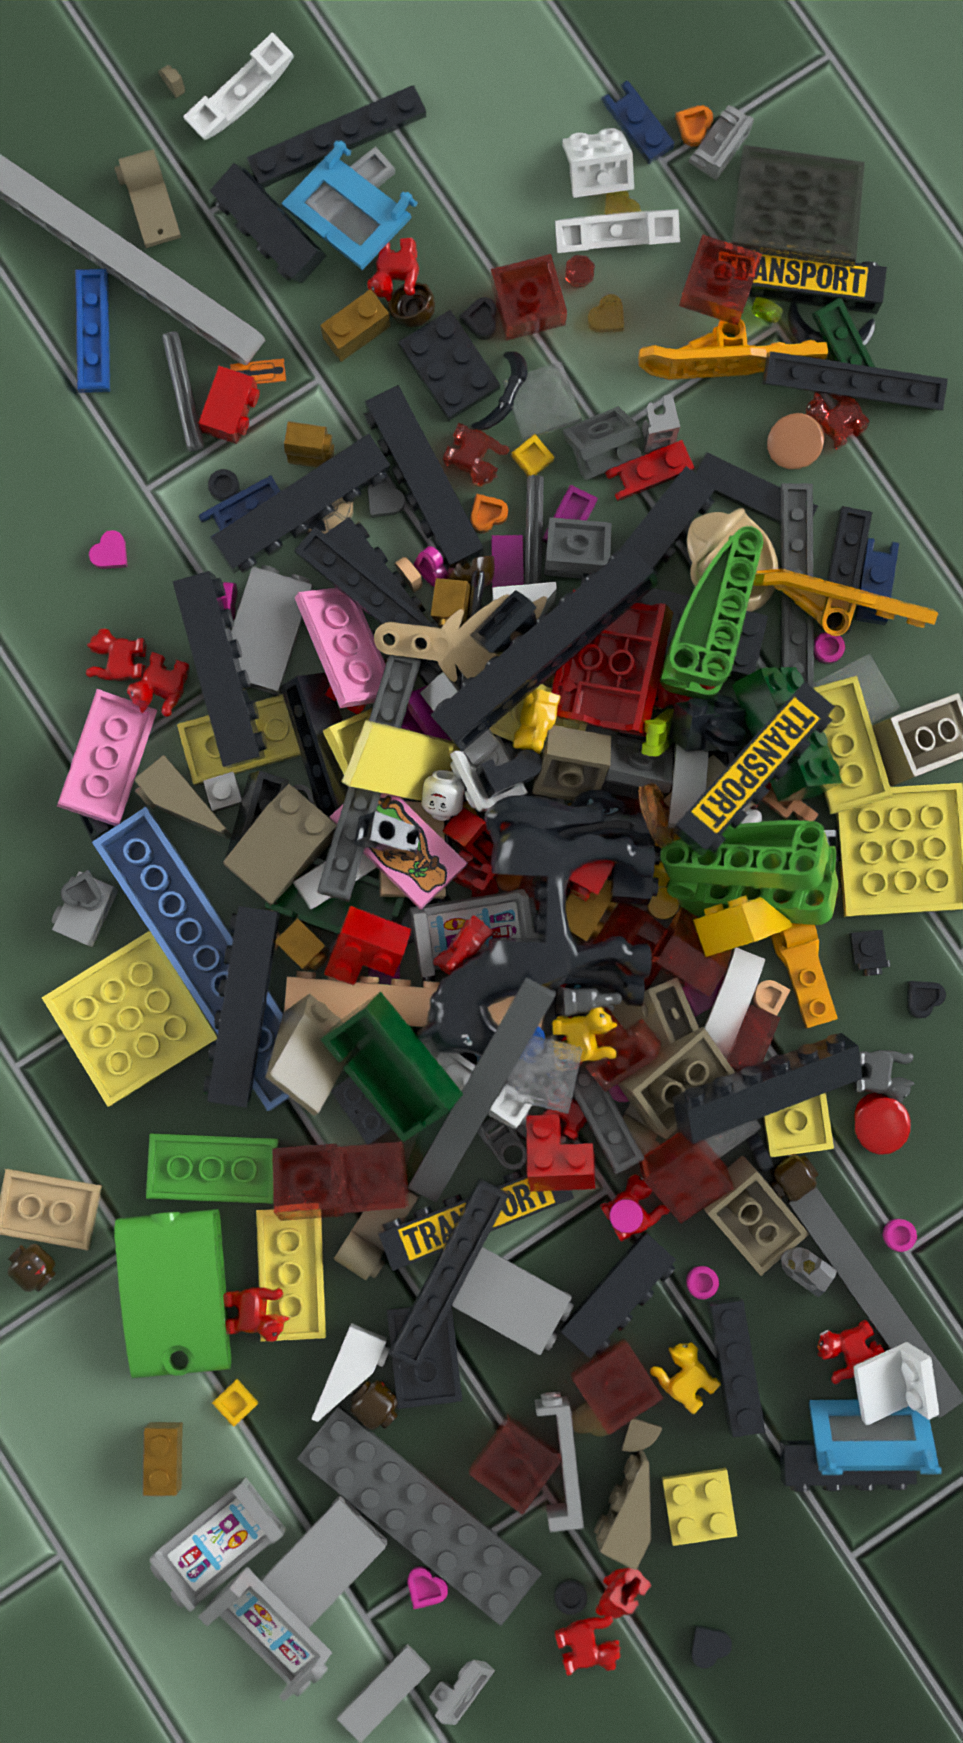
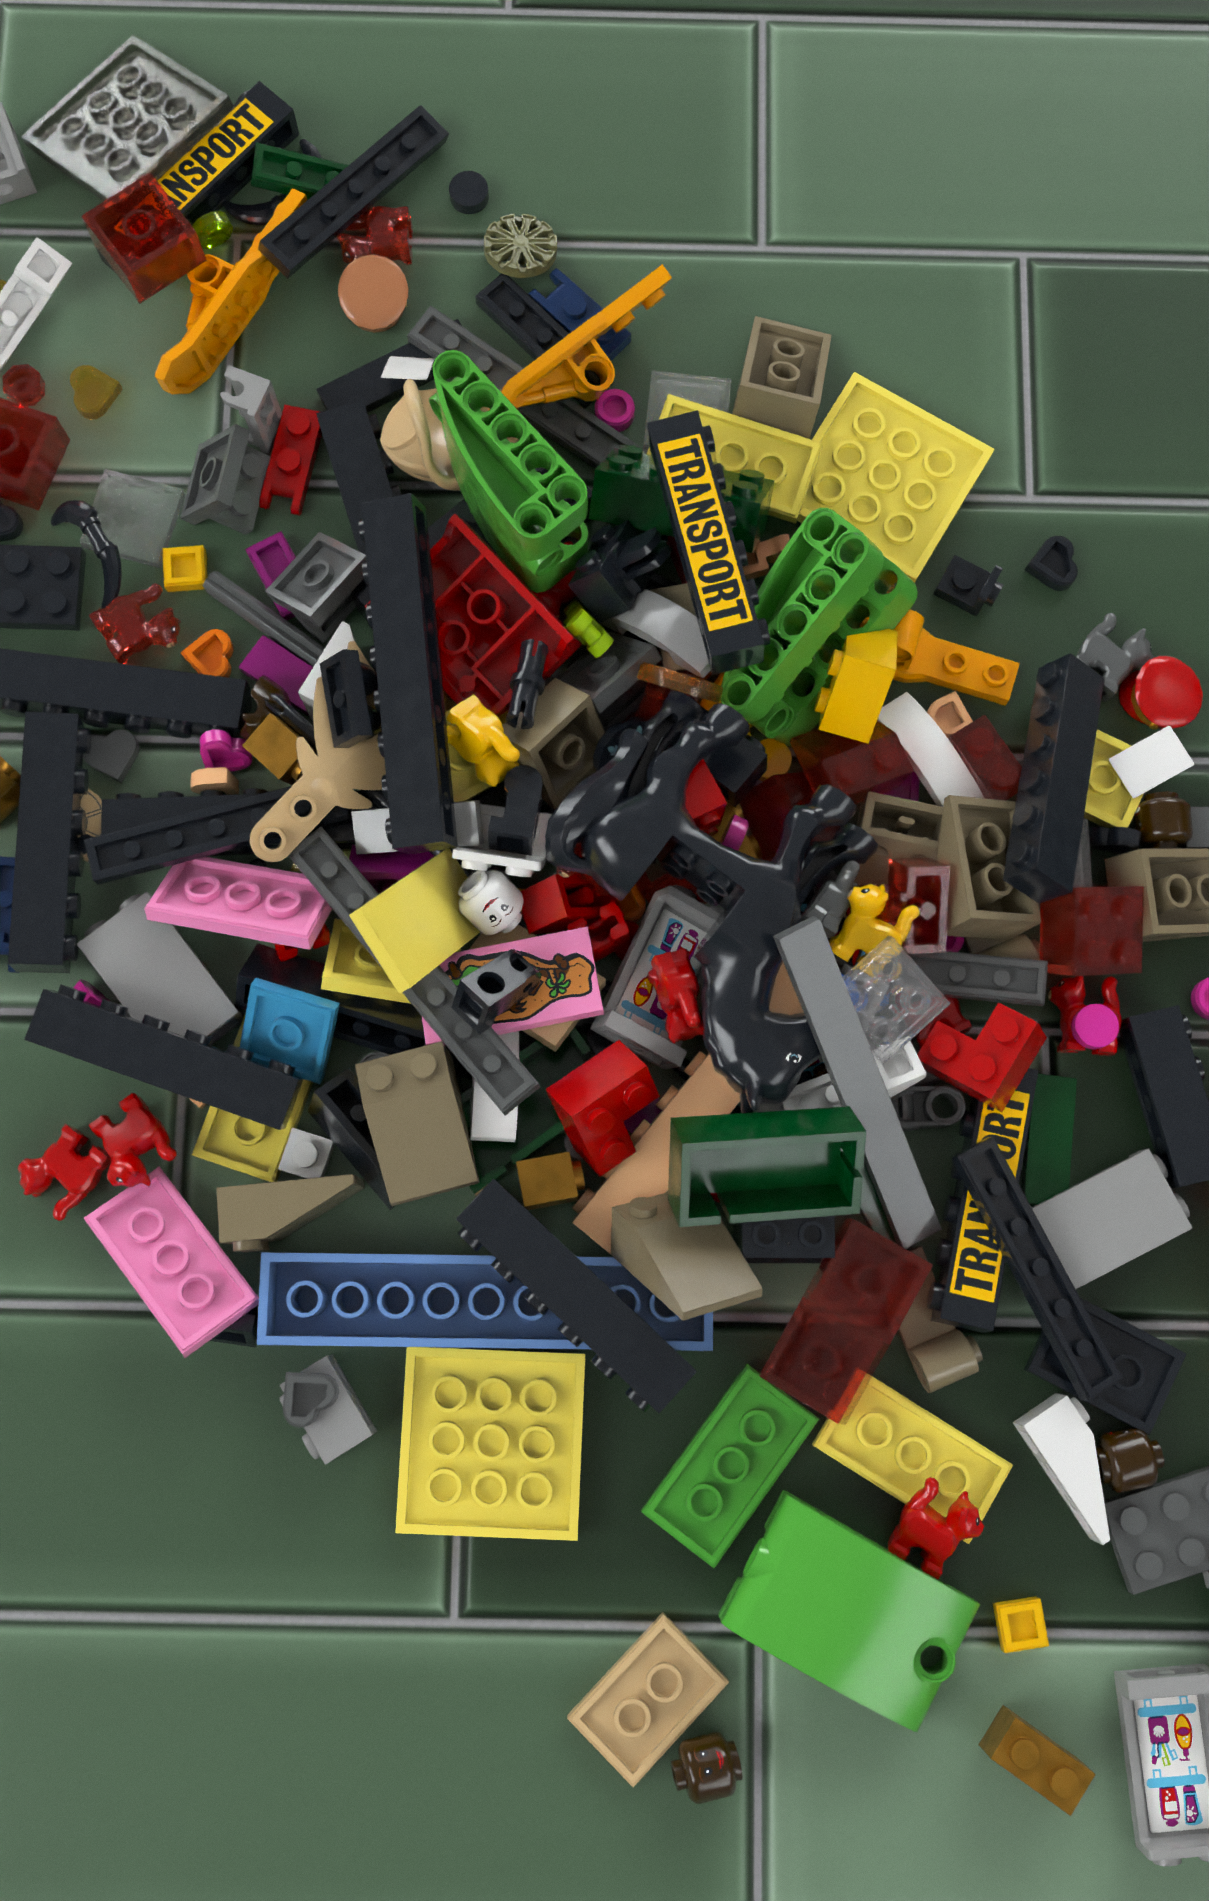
camera: 55 degrees left, 5 degrees down
(287, 728) = (289, 1028): none -> dark azure tile
(540, 1233) = (1049, 1138): none -> dark green tile
(588, 913) = (734, 832): none -> dark pink tile
(590, 723) = (527, 684): none -> black pin
(756, 501) = (407, 368): none -> white sticker
(828, 1144) = (1151, 761): none -> white sticker
(898, 510) = (520, 245): none -> olive wheel
(912, 450) = (468, 192): none -> black tile

